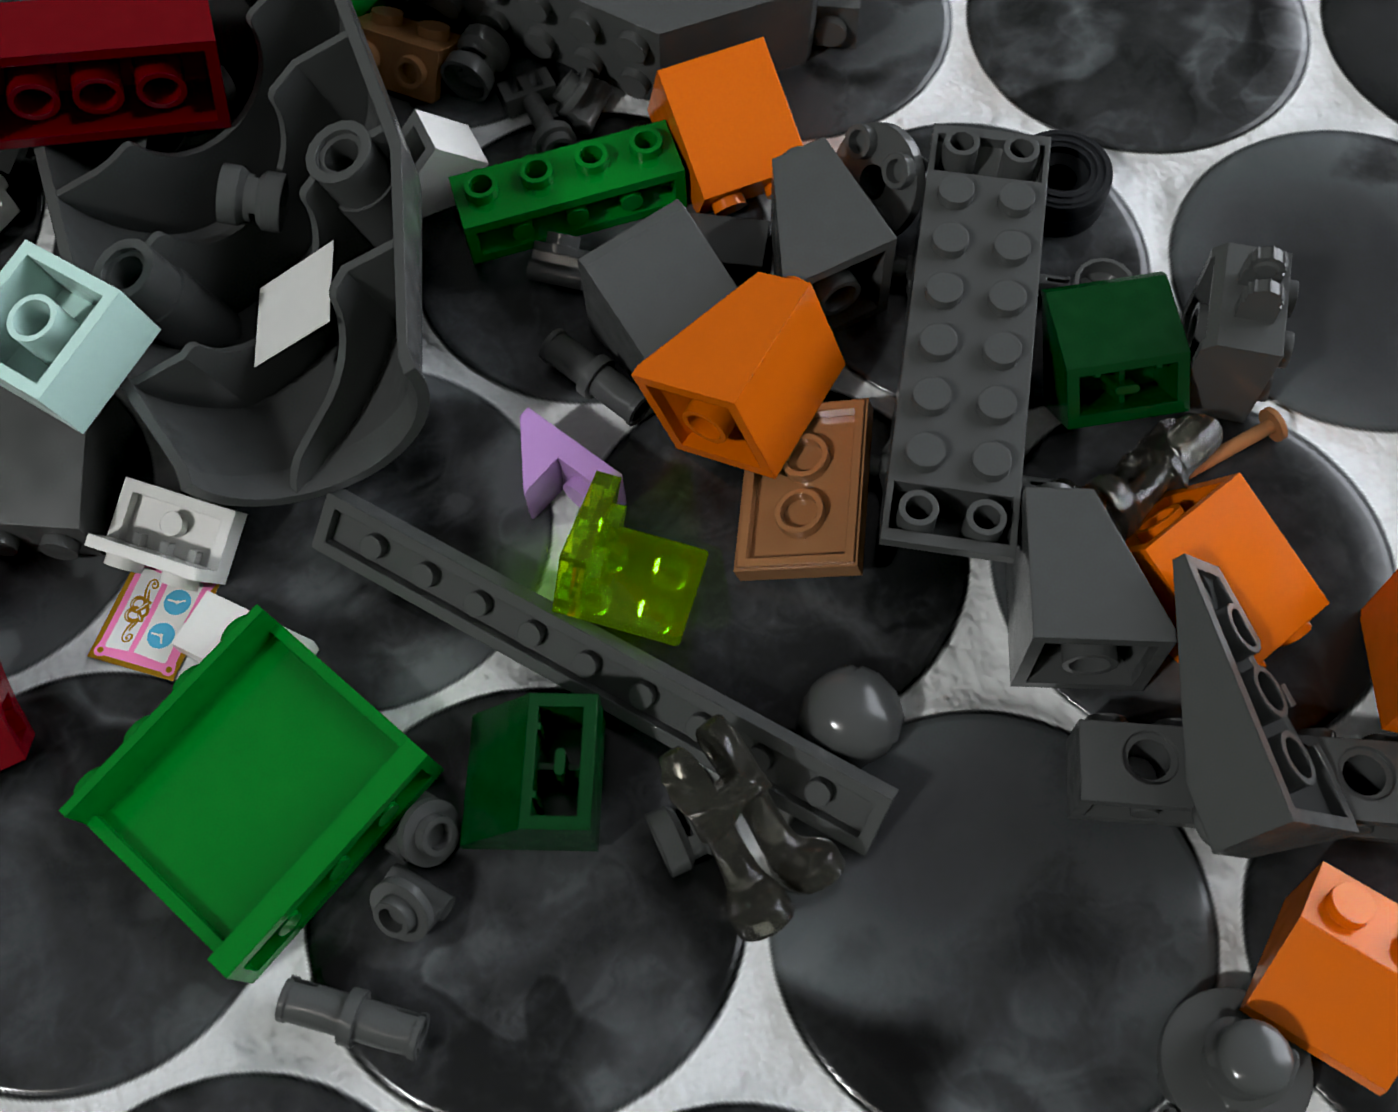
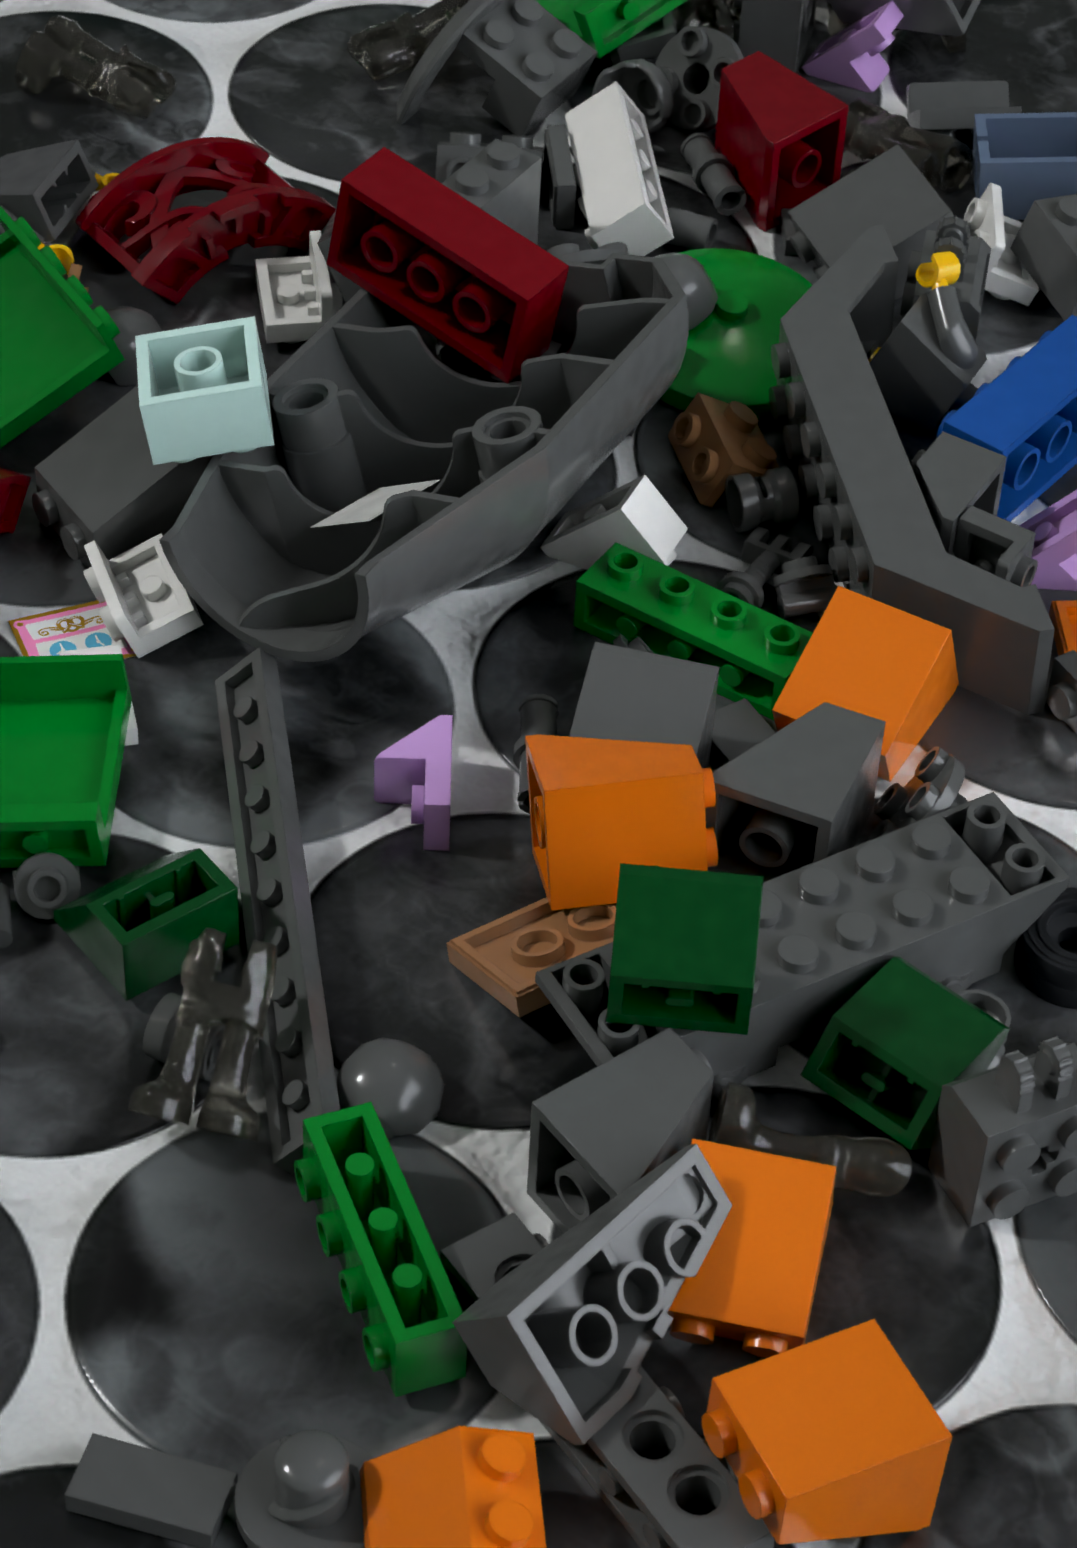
camera: 45 degrees right, 20 degrees down
(246, 197) = (435, 420): dark grey wheel -> none
(625, 574) = (362, 853): clear neon green bracket -> none
(996, 423) = (684, 949): none -> dark green slope
(1042, 840) = (383, 1249): none -> green brick
(1270, 425) = (929, 1223): medium nougat pin -> none

